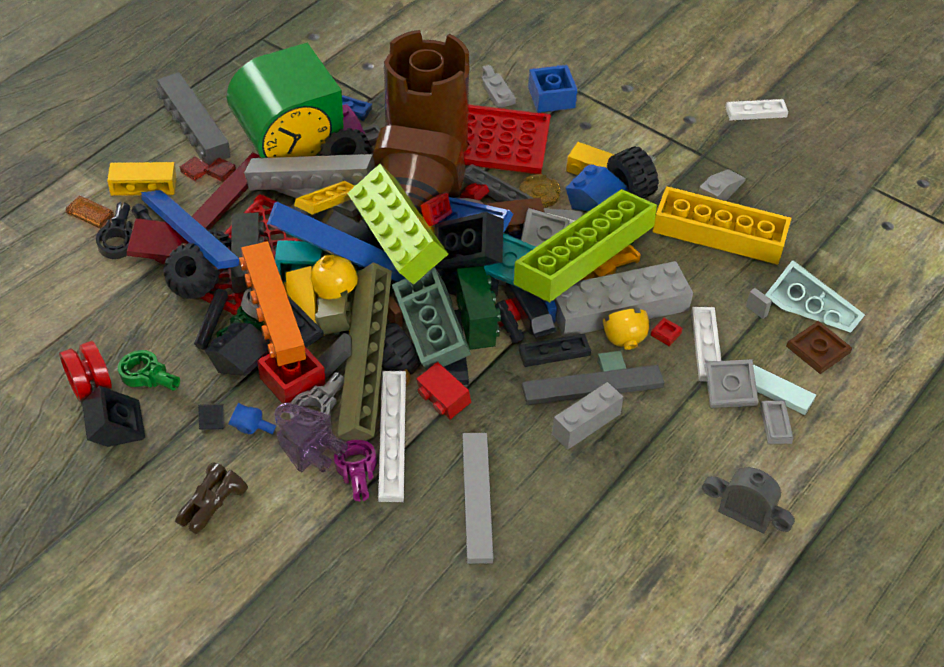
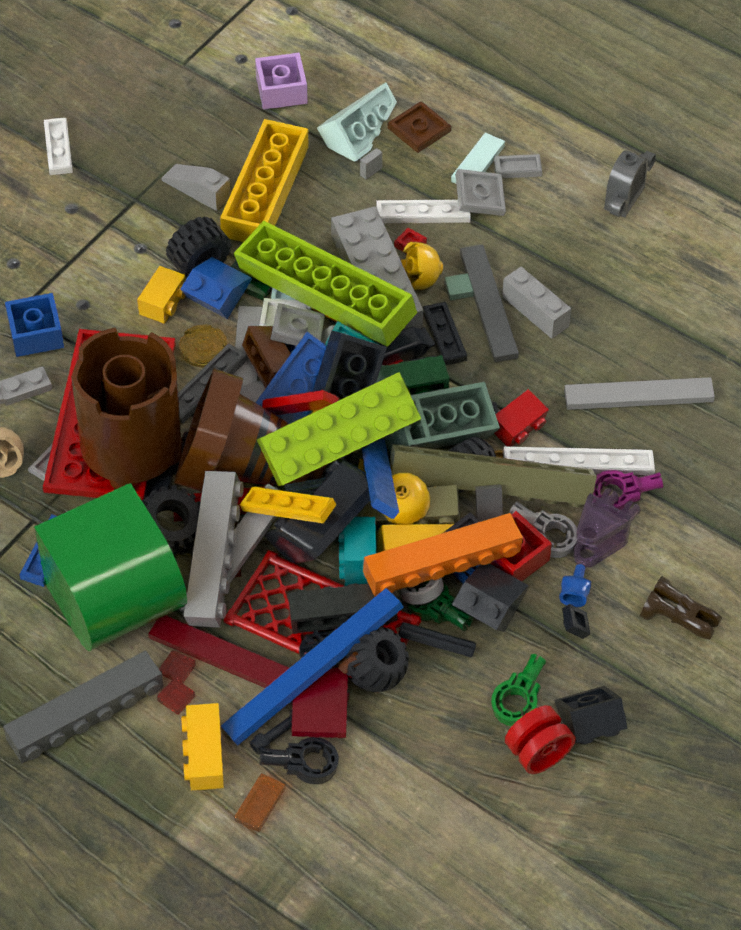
camera: 90 degrees left, 5 degrees up
(852, 240) = (281, 80): none -> lavender brick

